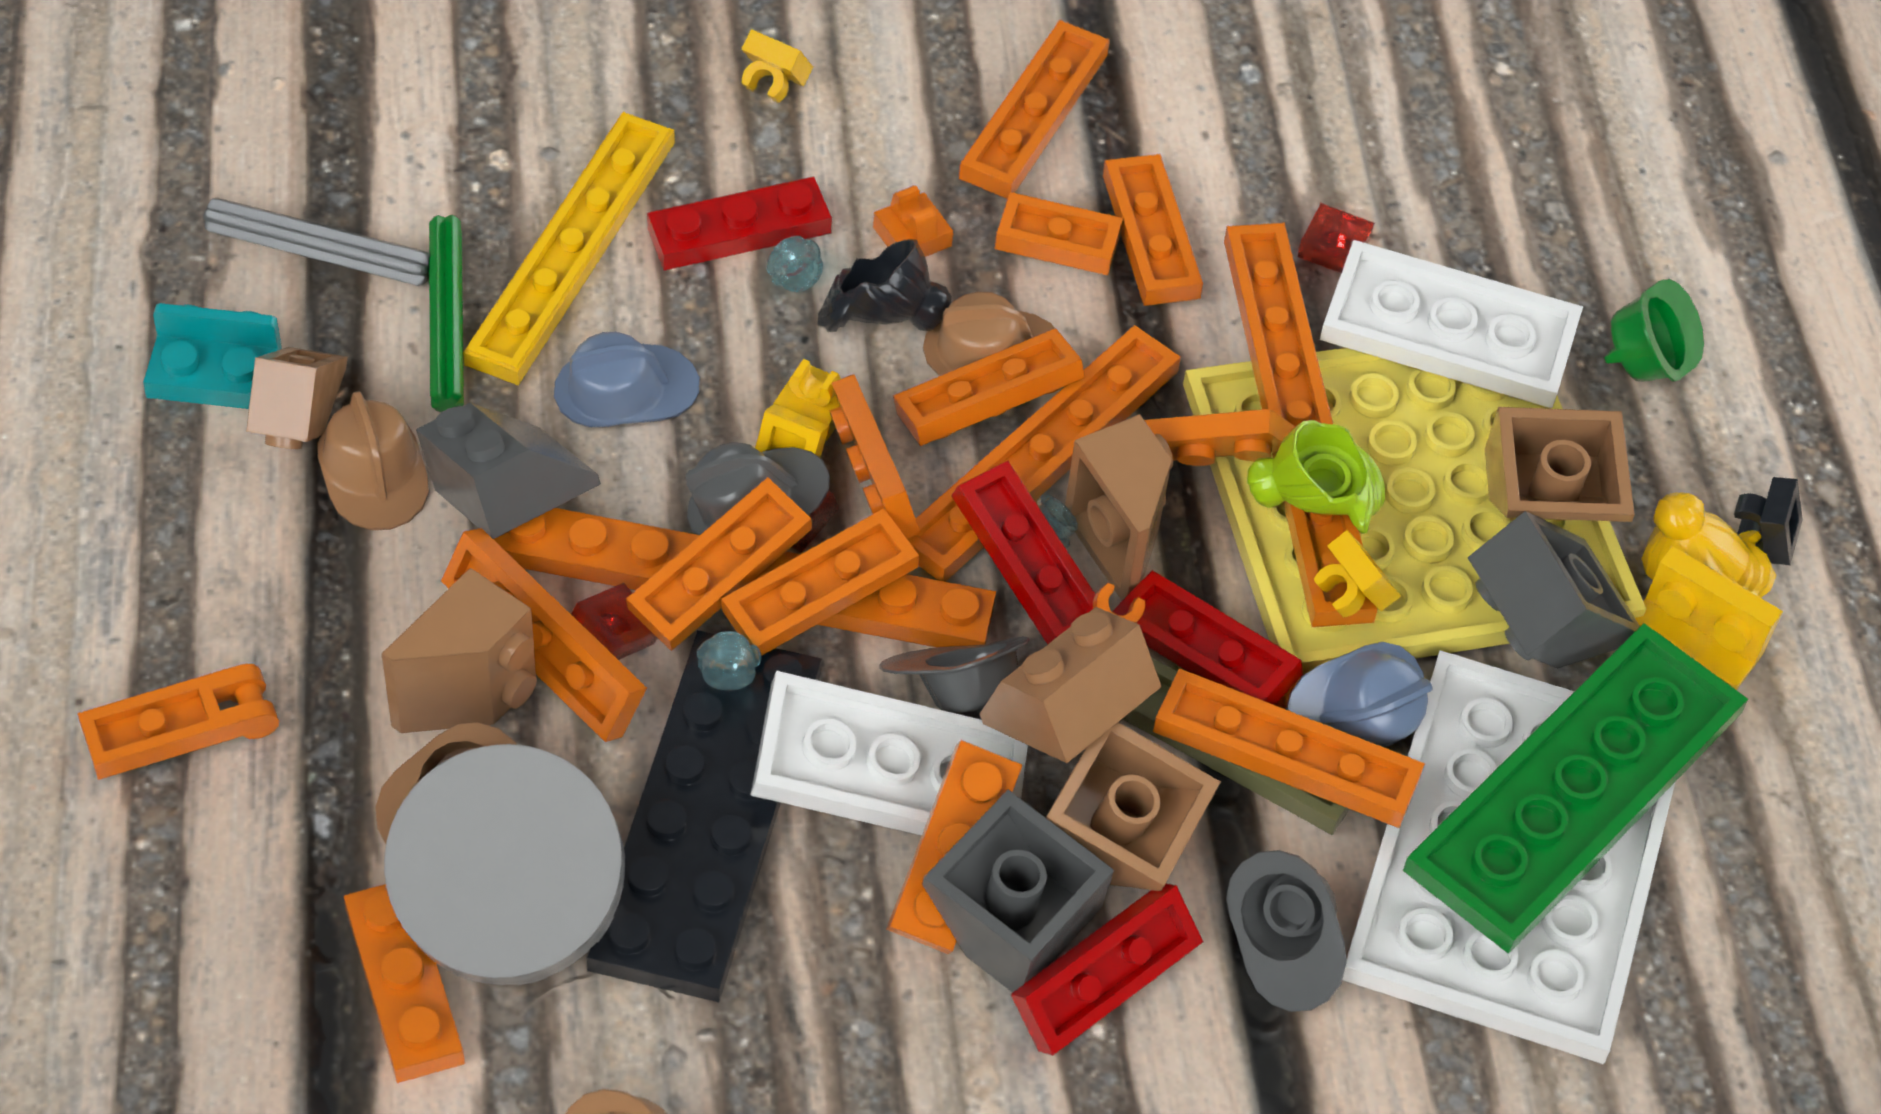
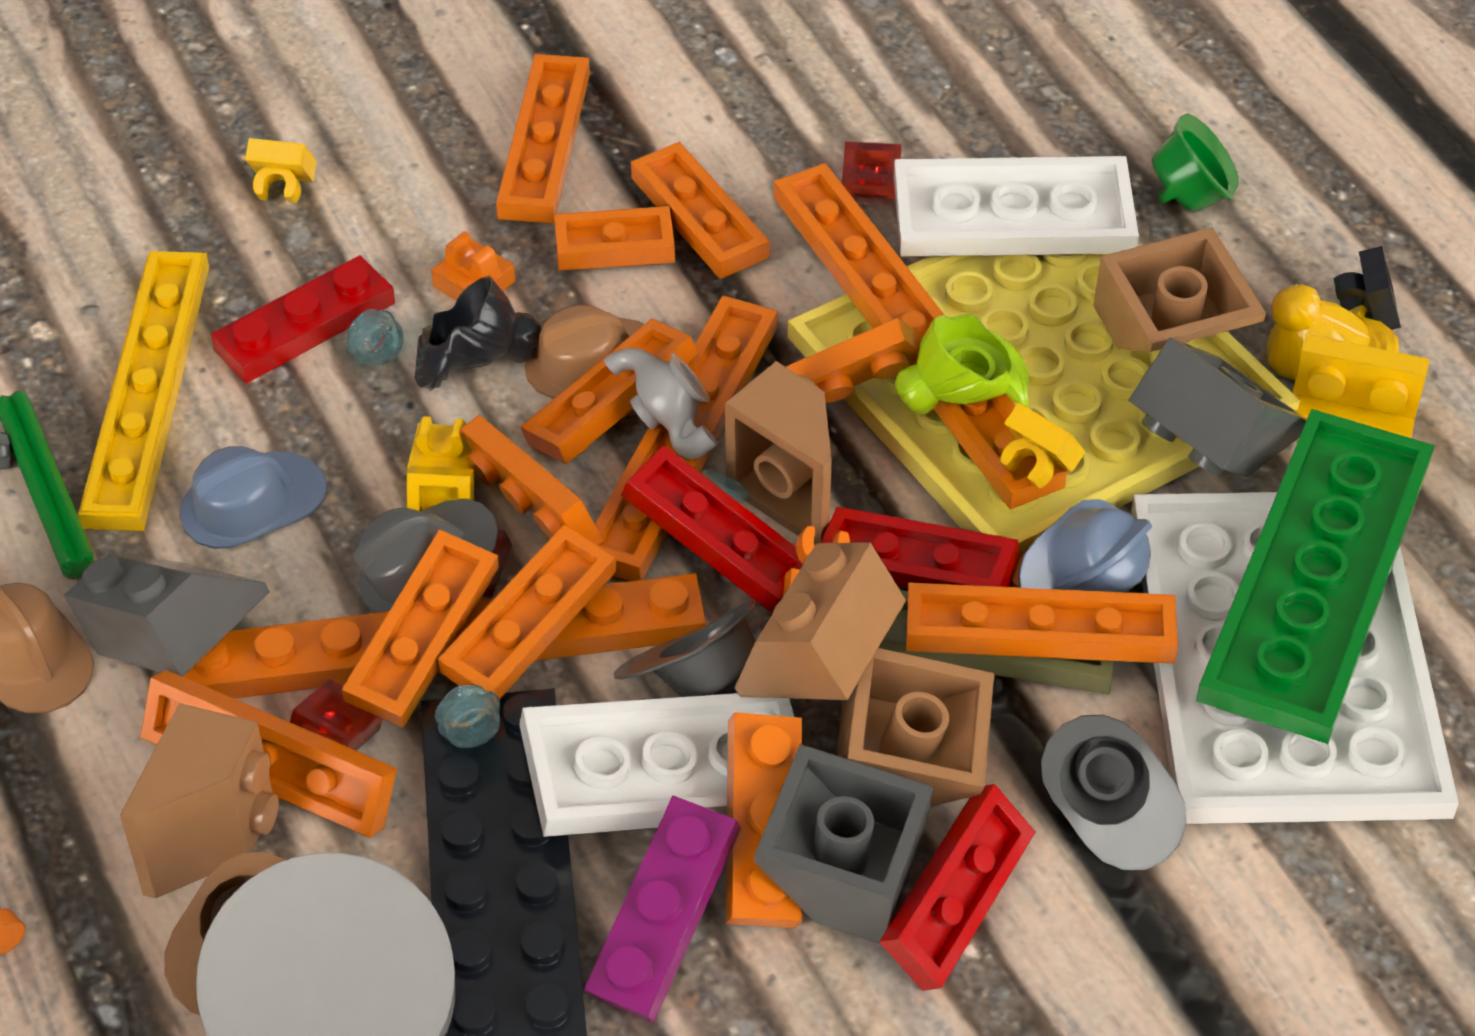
camera: 15 degrees left, 5 degrees down
(830, 896) = (662, 909): none -> magenta plate
(1033, 412) = (666, 396): none -> light grey piece

